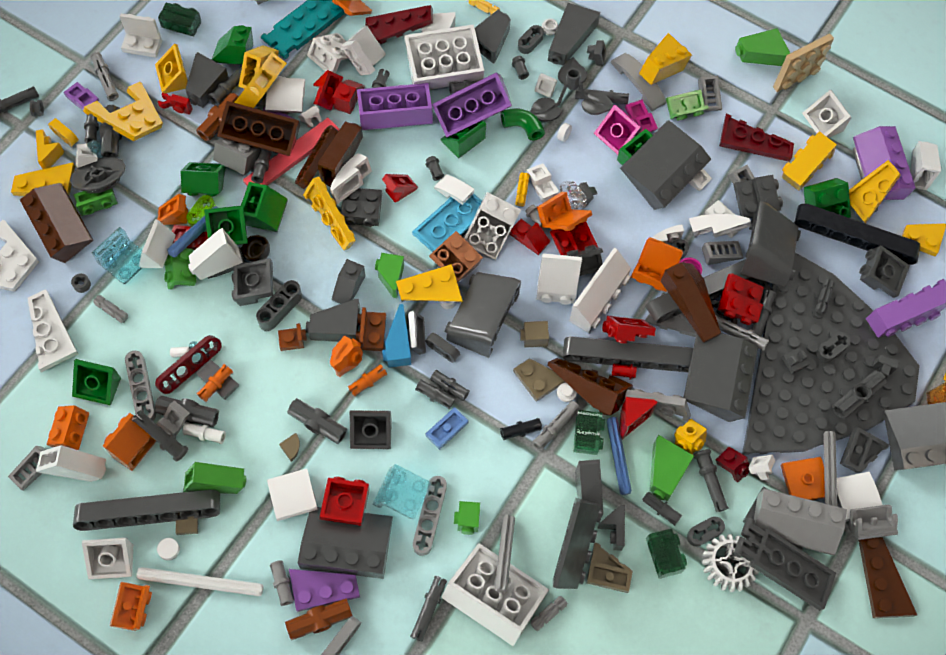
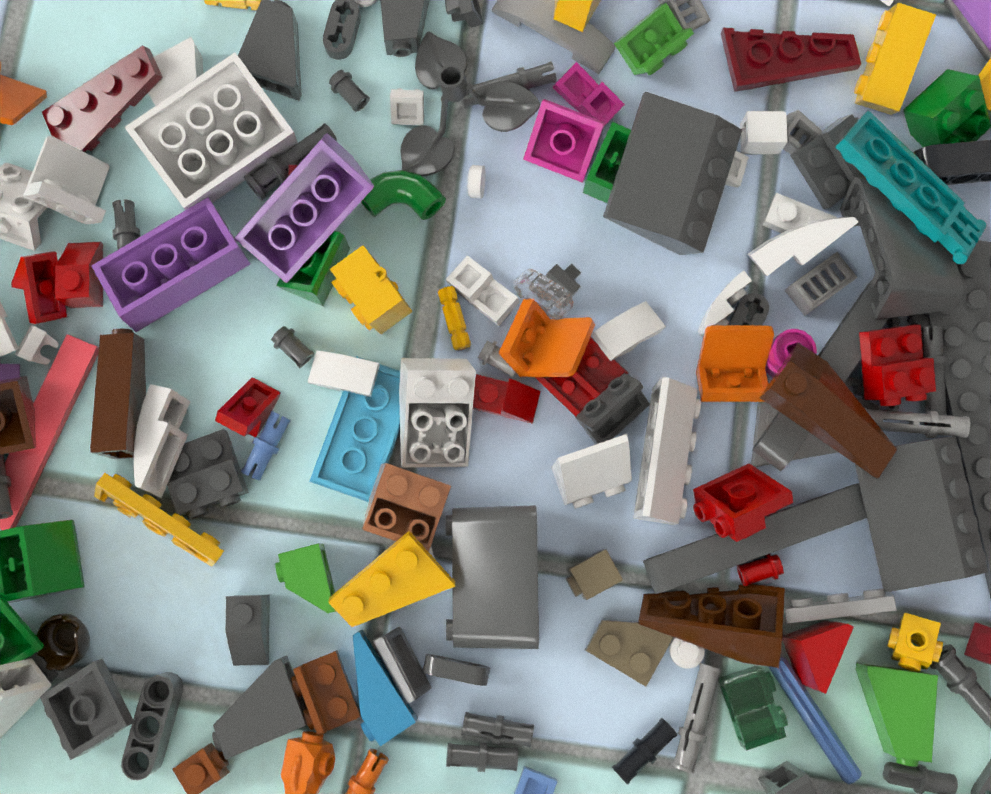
camera: 25 degrees left, 15 degrees up
(310, 167) = (81, 462): reddish brown beam -> none
(398, 206) = (265, 445): none -> medium blue pin
(486, 156) = (369, 288): none -> yellow brick
(607, 228) = (628, 330): none -> white slope
(724, 169) = (763, 132): none -> white panel
(785, 214) = (911, 186): none -> teal hinge

